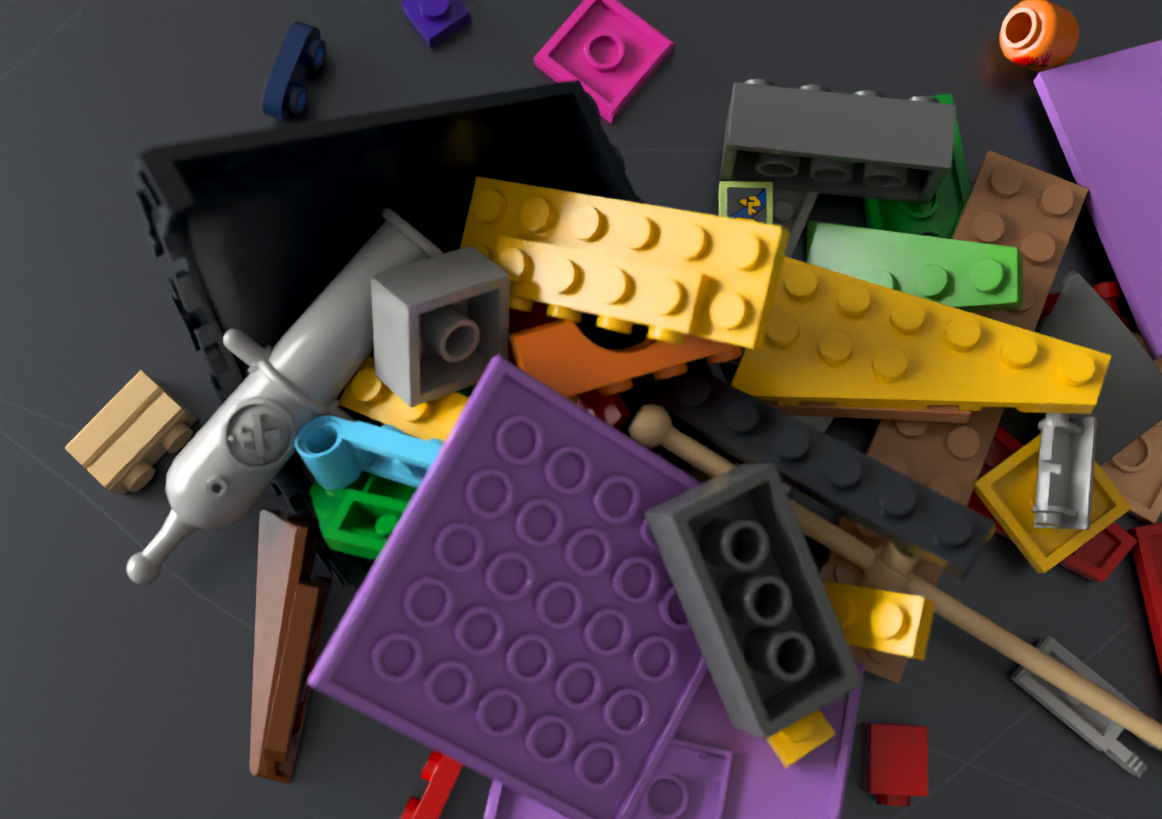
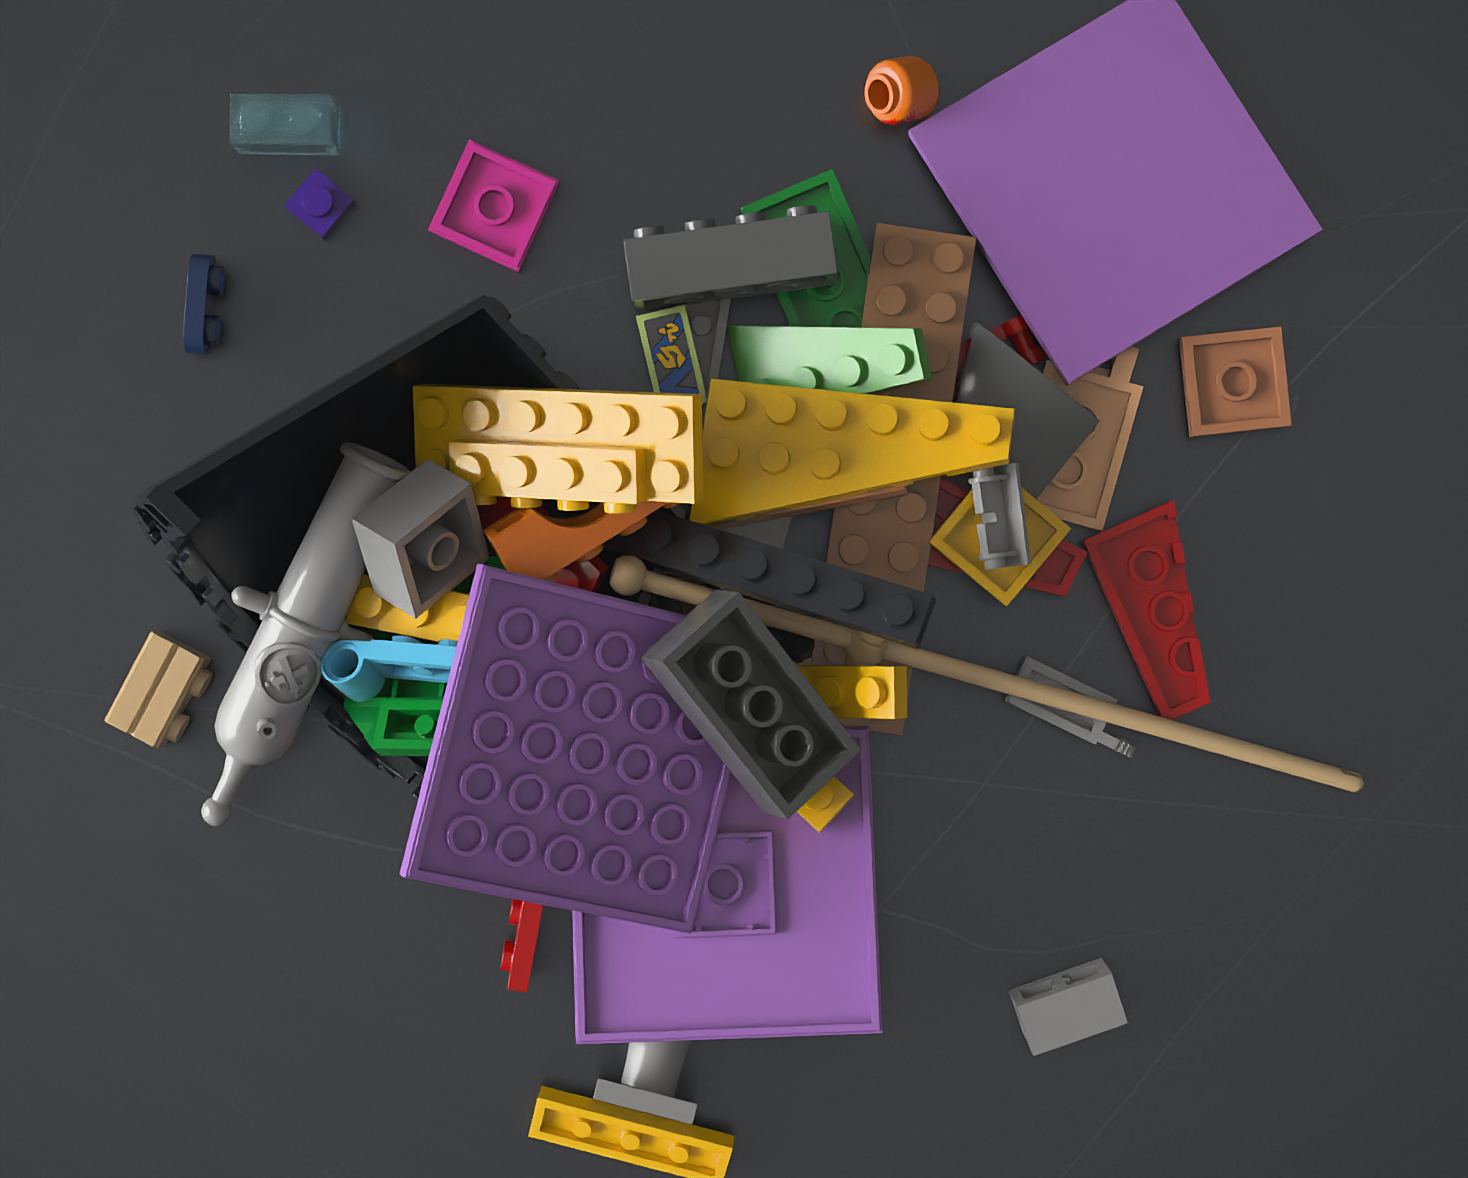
camera: 20 degrees left, 10 degrees up
(286, 640) = (356, 836): reddish brown wedge -> none
(894, 762) = (916, 801): red brick -> none

